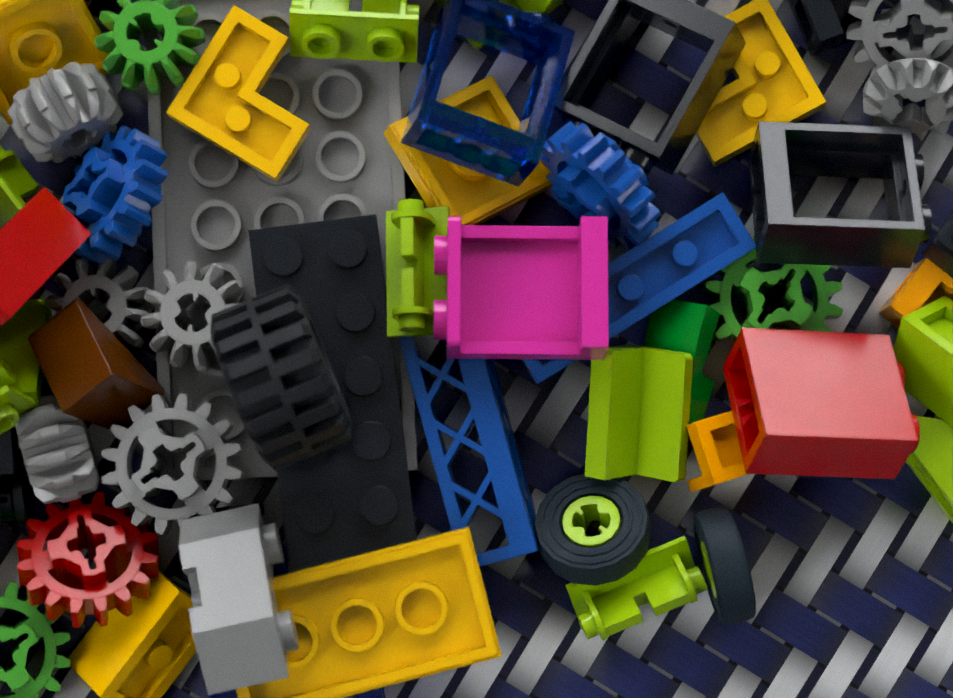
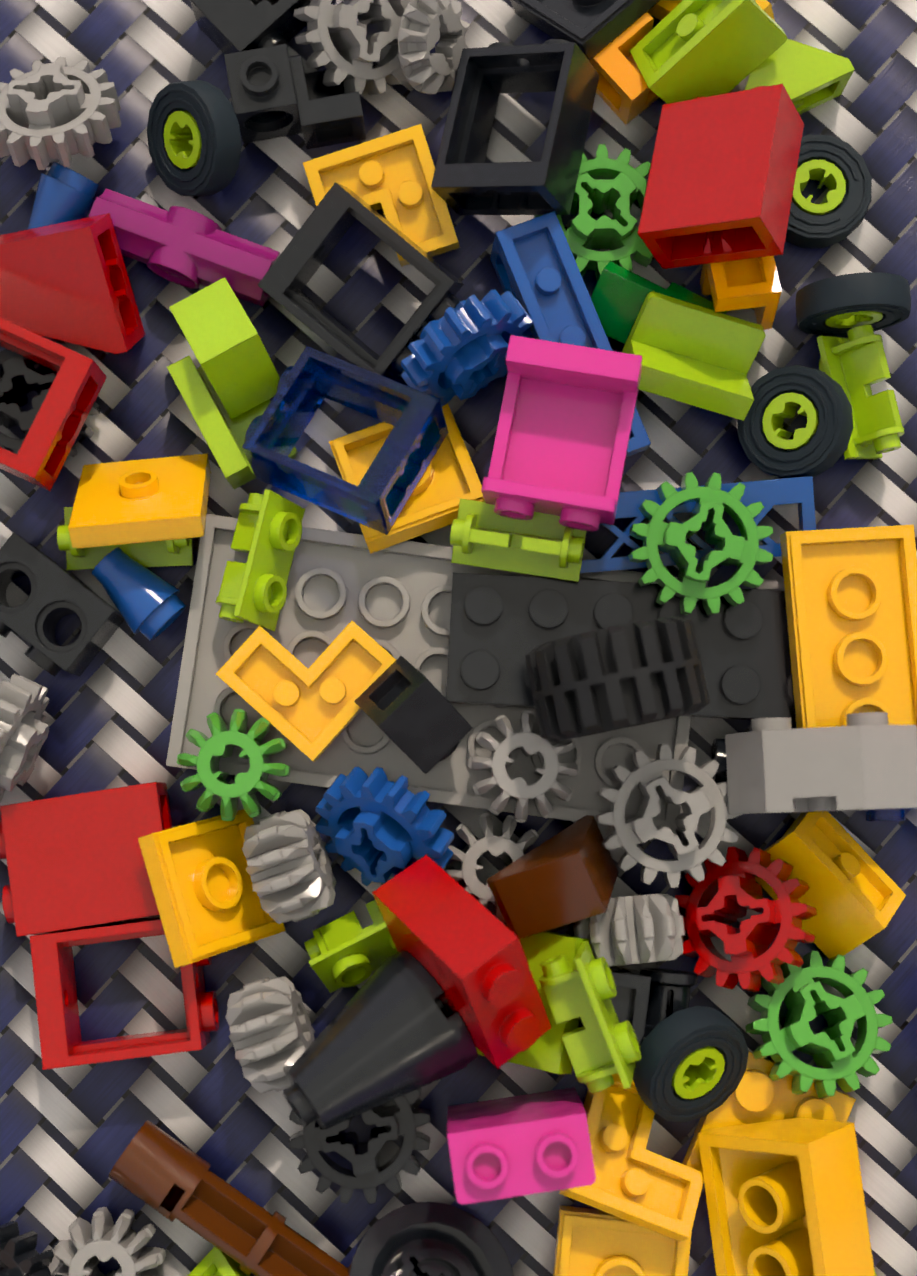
camera: 80 degrees left, 0 degrees up
(225, 198) = (414, 714): none -> black brick
(442, 415) = (729, 549): none -> bright green gear
(830, 544) = (846, 203): none -> black bush

